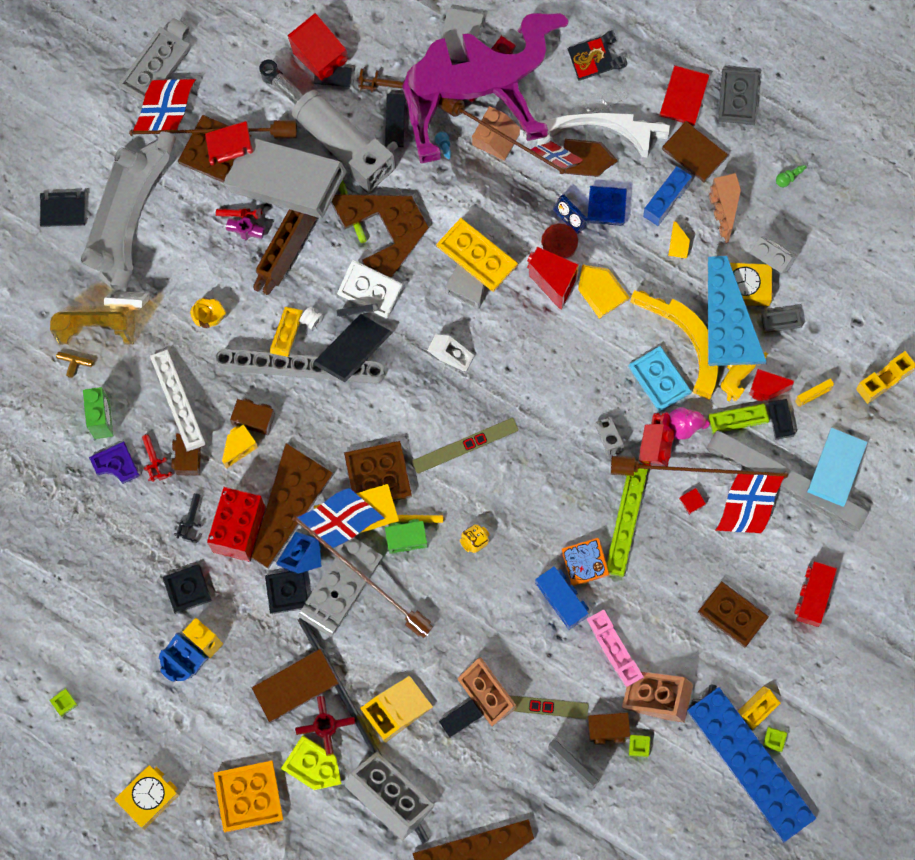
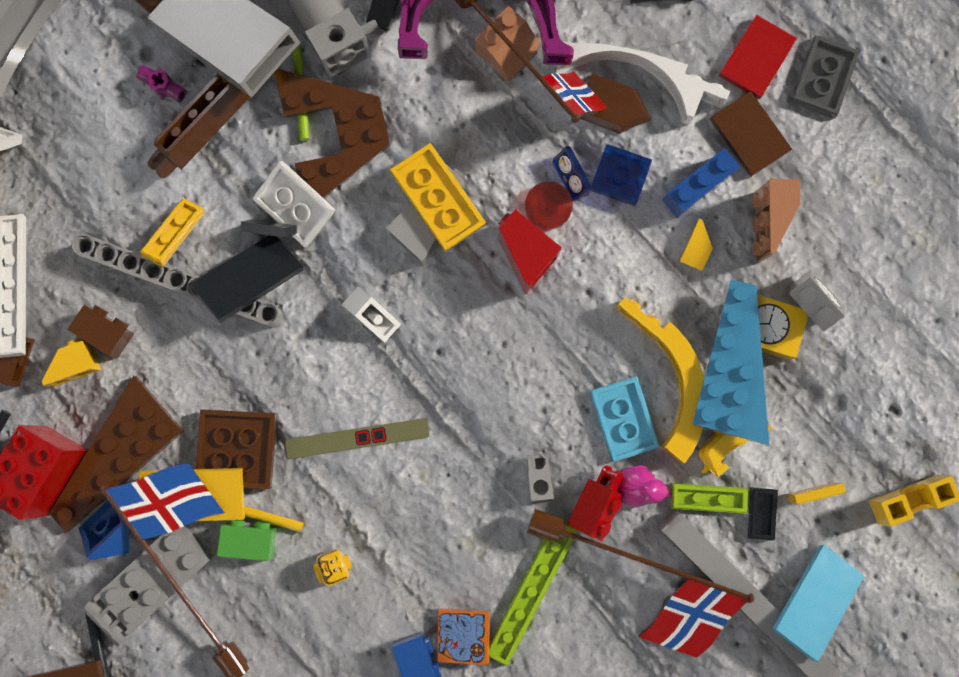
camera: 10 degrees right, 10 degrees up
(207, 312) = (81, 180): yellow hair -> none
(245, 212) = (162, 63): red piece -> none
(286, 591) = (77, 573): black tile -> none
(311, 318) = (210, 222): white wheel -> none
(443, 143) = (439, 39): dark azure bar -> none
(601, 290) = (583, 282): yellow tile -> none
(692, 501) = (621, 591): red tile -> none
(768, 385) = (758, 467): red slope -> none
(781, 320) = (799, 384): dark grey tile -> none
(784, 179) = (854, 200): bright green bar -> none

